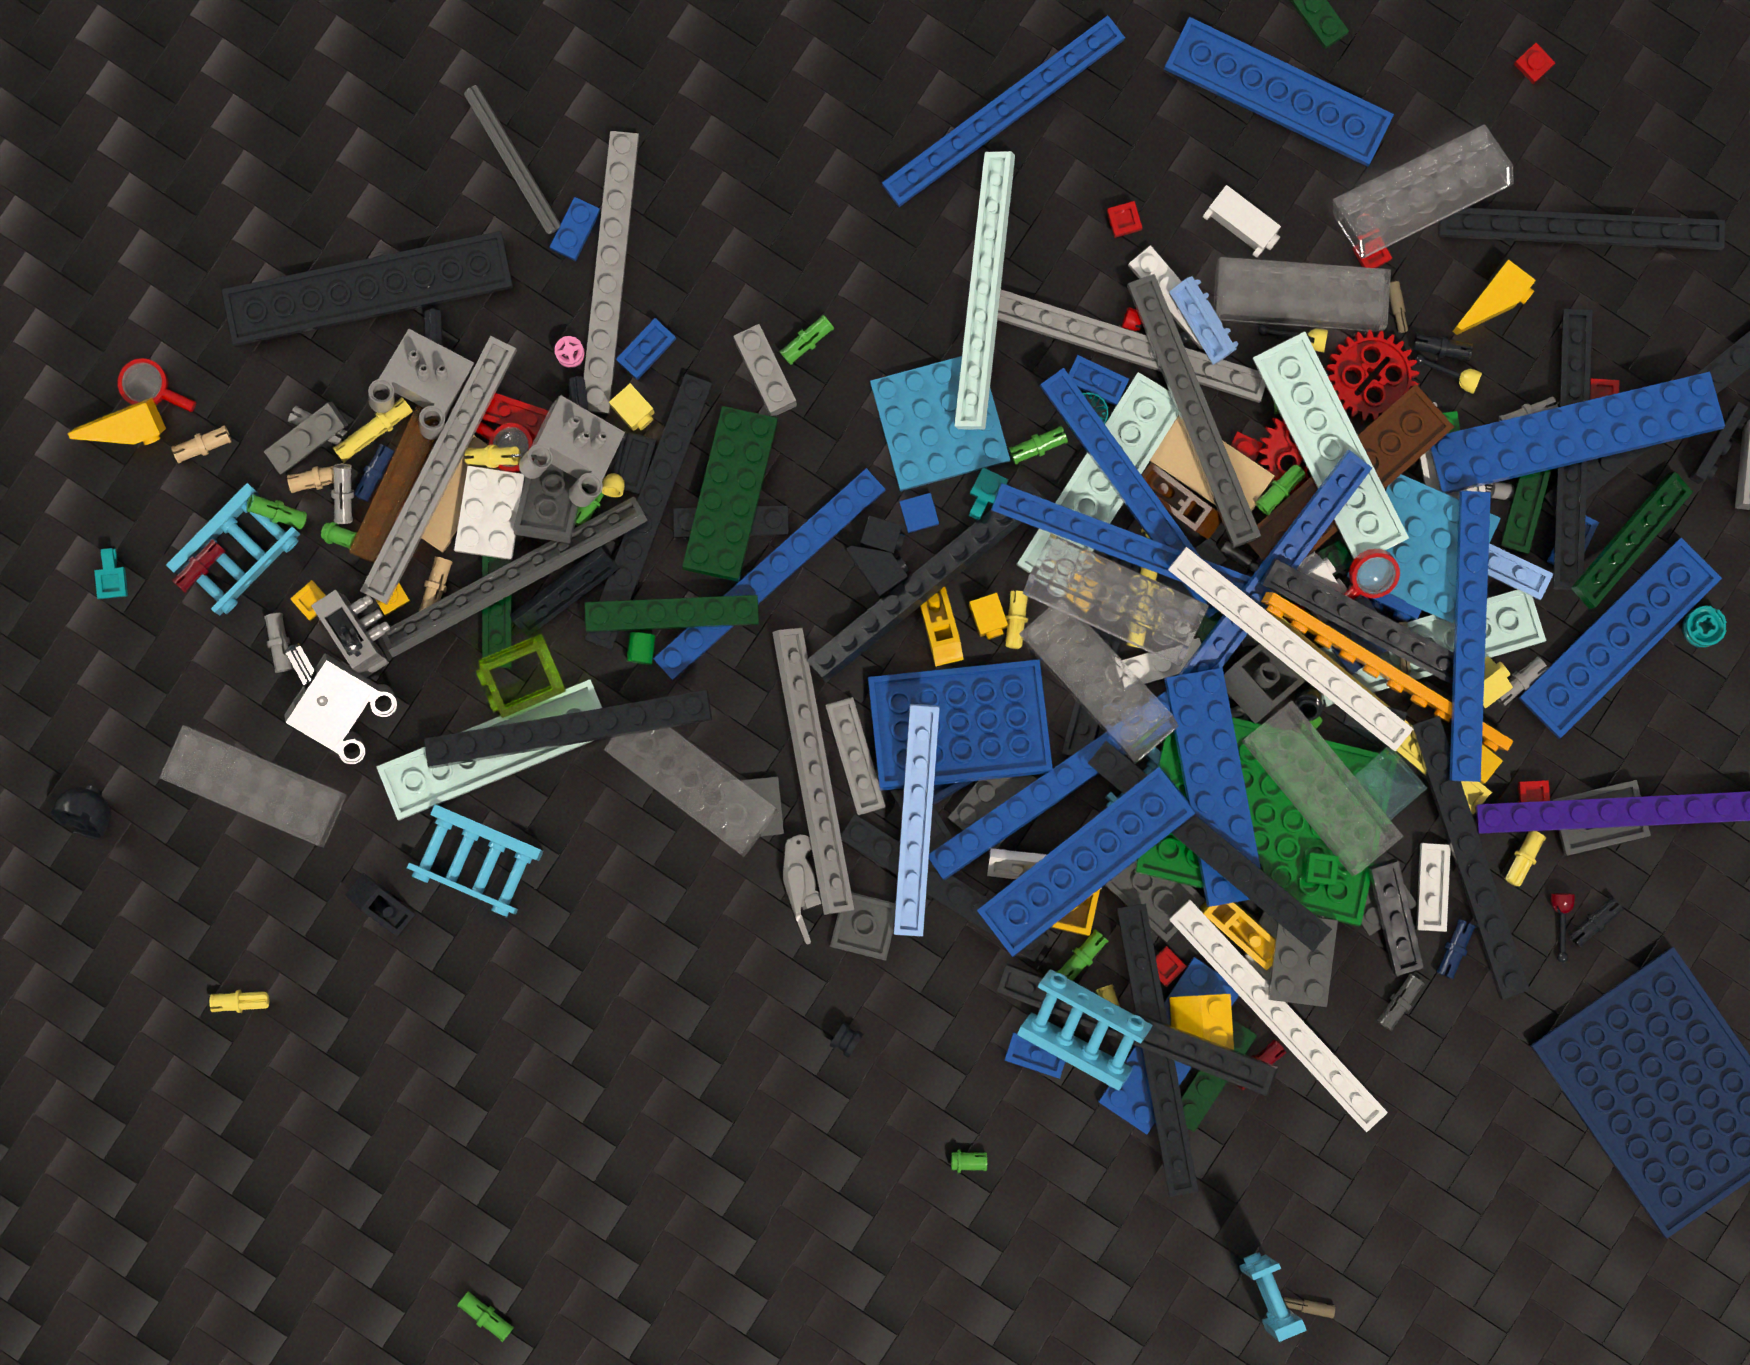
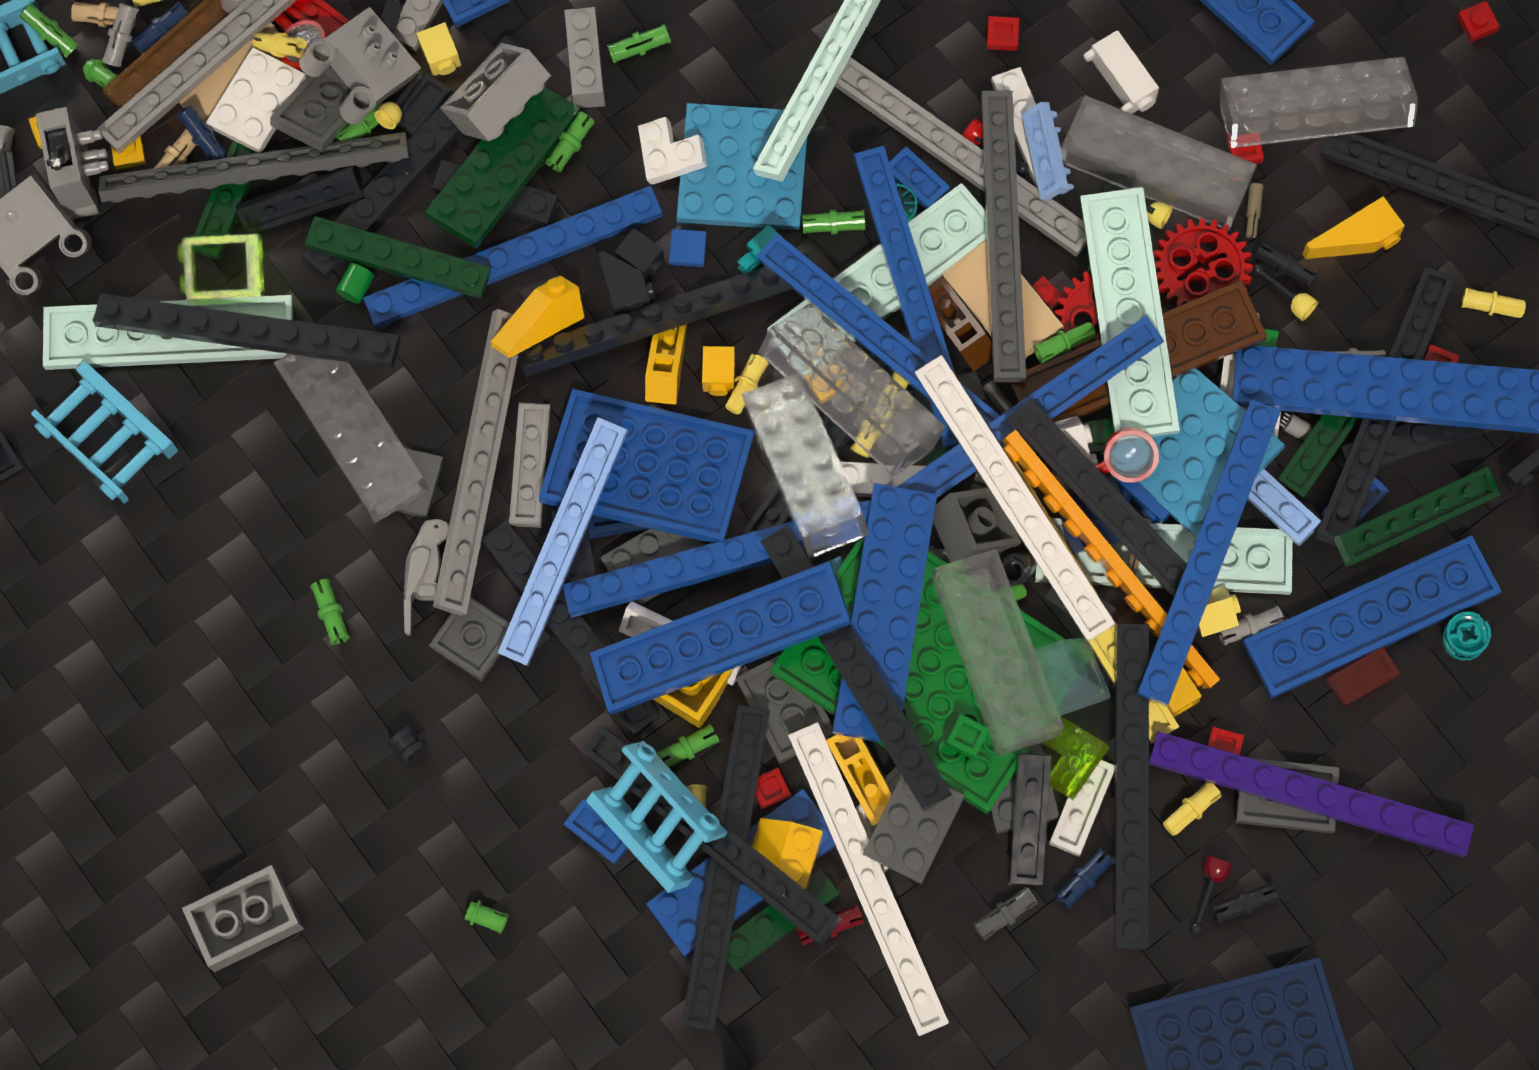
camera: 25 degrees right, 10 degrees down
(454, 561) = (201, 133): none -> dark blue pin
(702, 434) = (496, 92): none -> light grey brick
(733, 947) = (330, 611): none -> bright green pin
(766, 1238) = (242, 918): none -> light grey brick
(780, 452) = (570, 142): none -> bright green pin
(818, 625) = (540, 316): none -> yellow slope
(871, 439) = (667, 158): none -> white plate
(1419, 852) = (1078, 760): none -> clear neon green plate
(1630, 693) = (1363, 677): none -> clear red plate
(1631, 321) = (1493, 303): none -> light yellow axle

